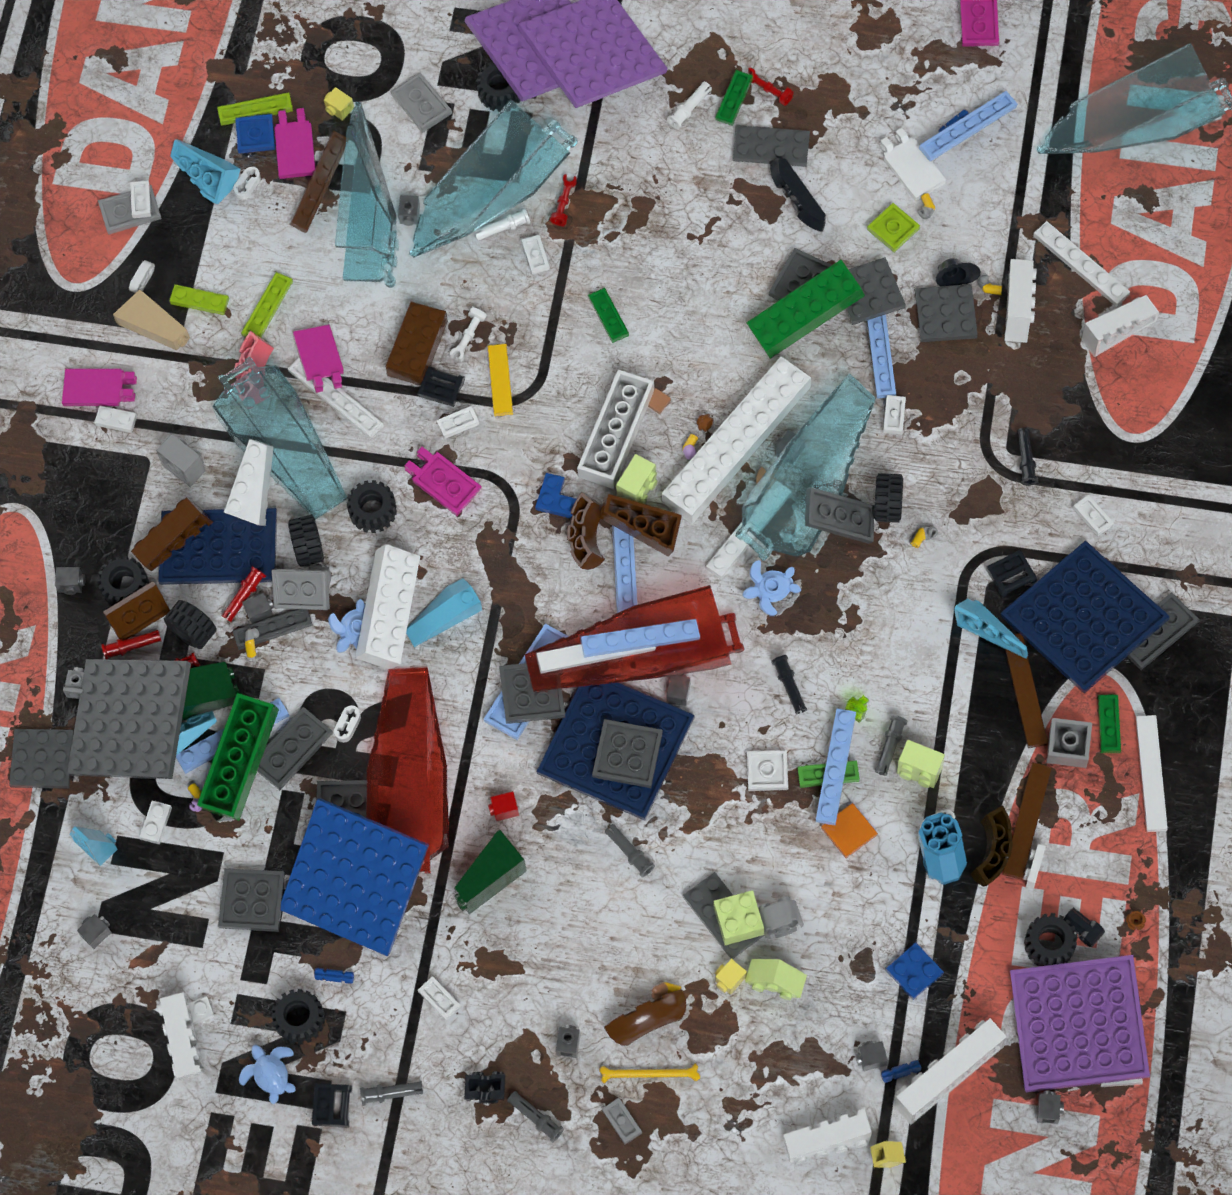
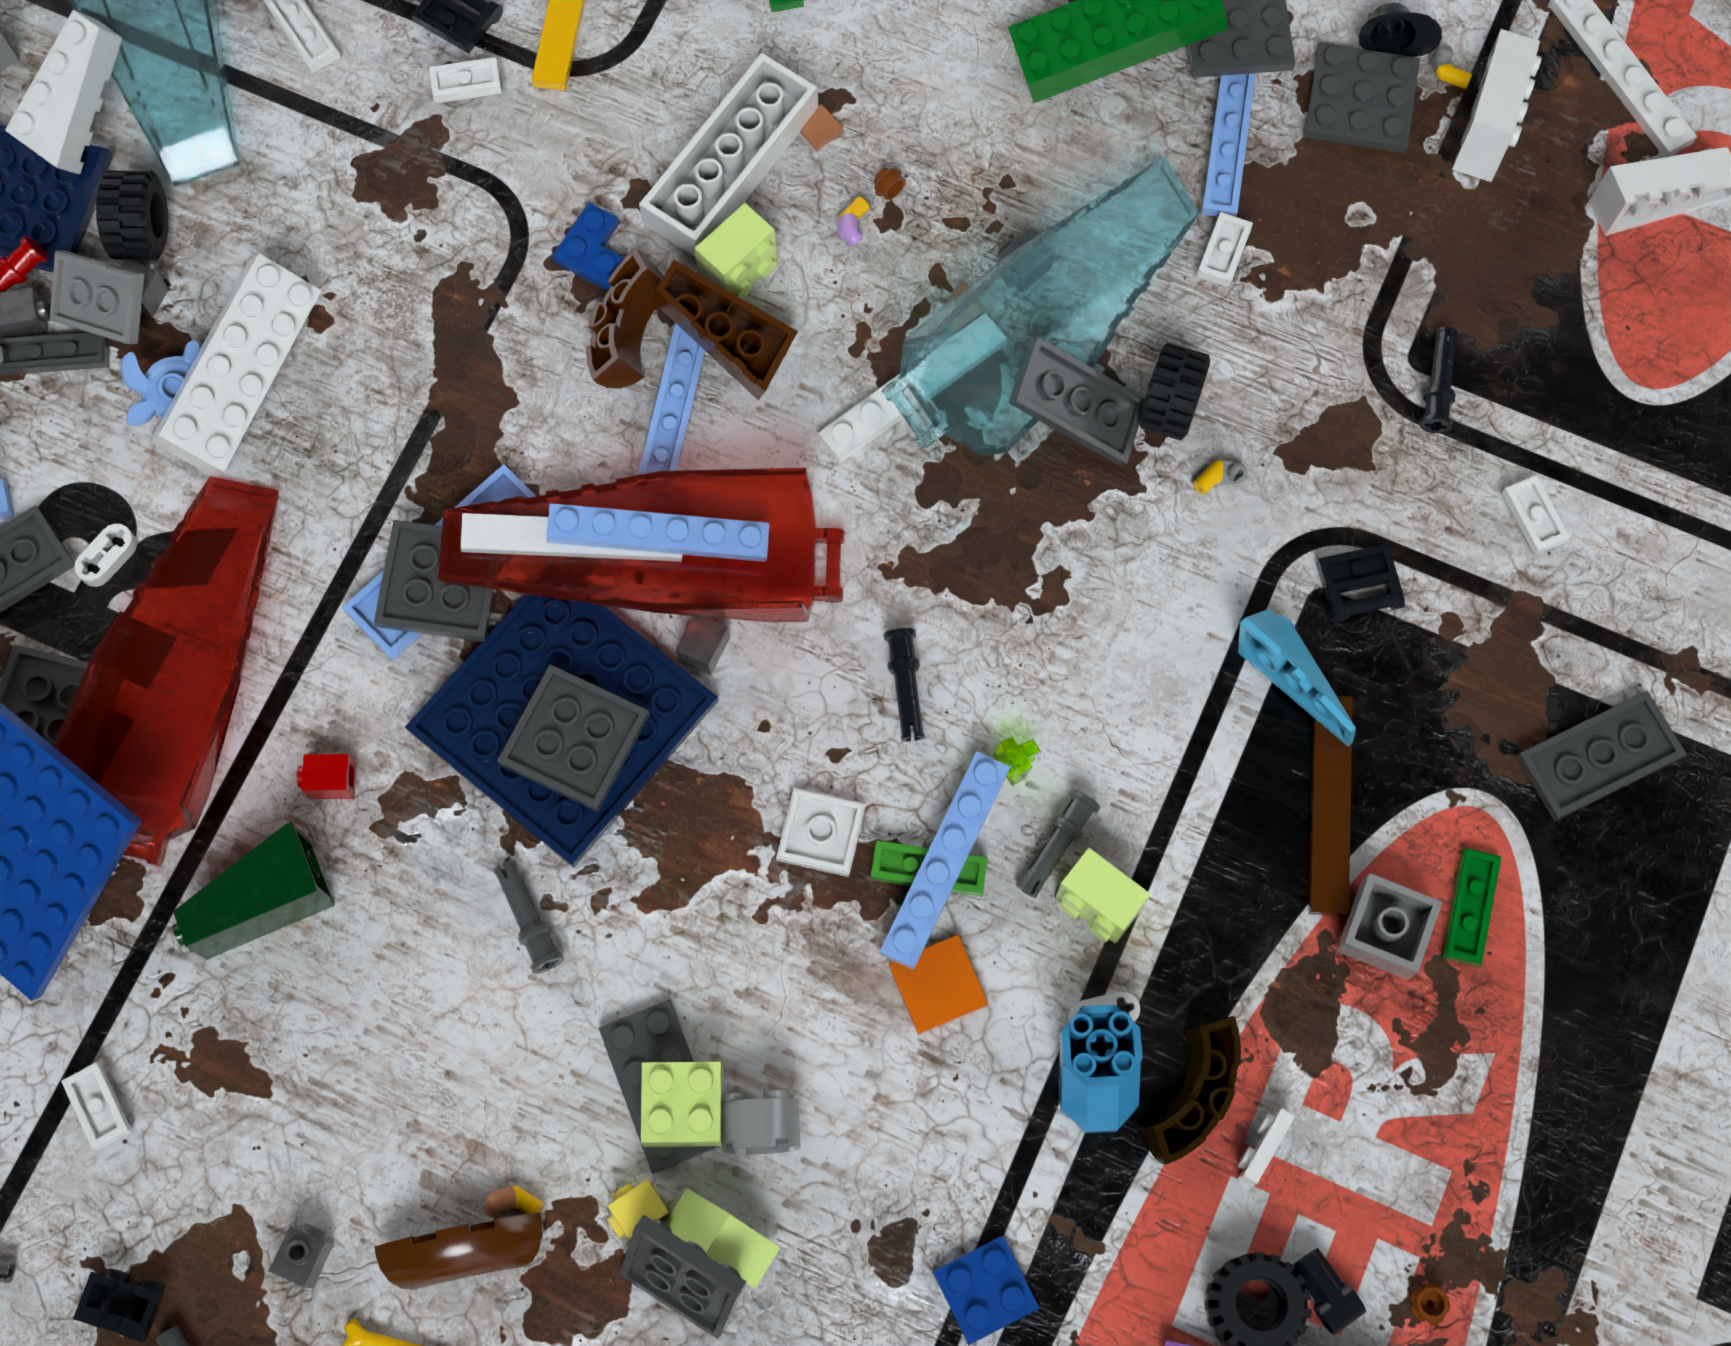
camera: 10 degrees right, 5 degrees up
(366, 493) = (263, 162): black tyre -> none
(443, 481) = (409, 174): dark pink tile -> none
(446, 610) = (345, 398): medium azure wedge -> none
(736, 440) = (933, 226): white brick -> none
(763, 998) = (682, 1276): none -> dark grey plate
(770, 587) = (920, 498): light blue animal -> none
(1027, 820) = (1274, 1052): reddish brown tile -> none
(1085, 616) = (1476, 697): dark blue plate -> none
(1151, 773) = (1527, 1024): white tile -> none

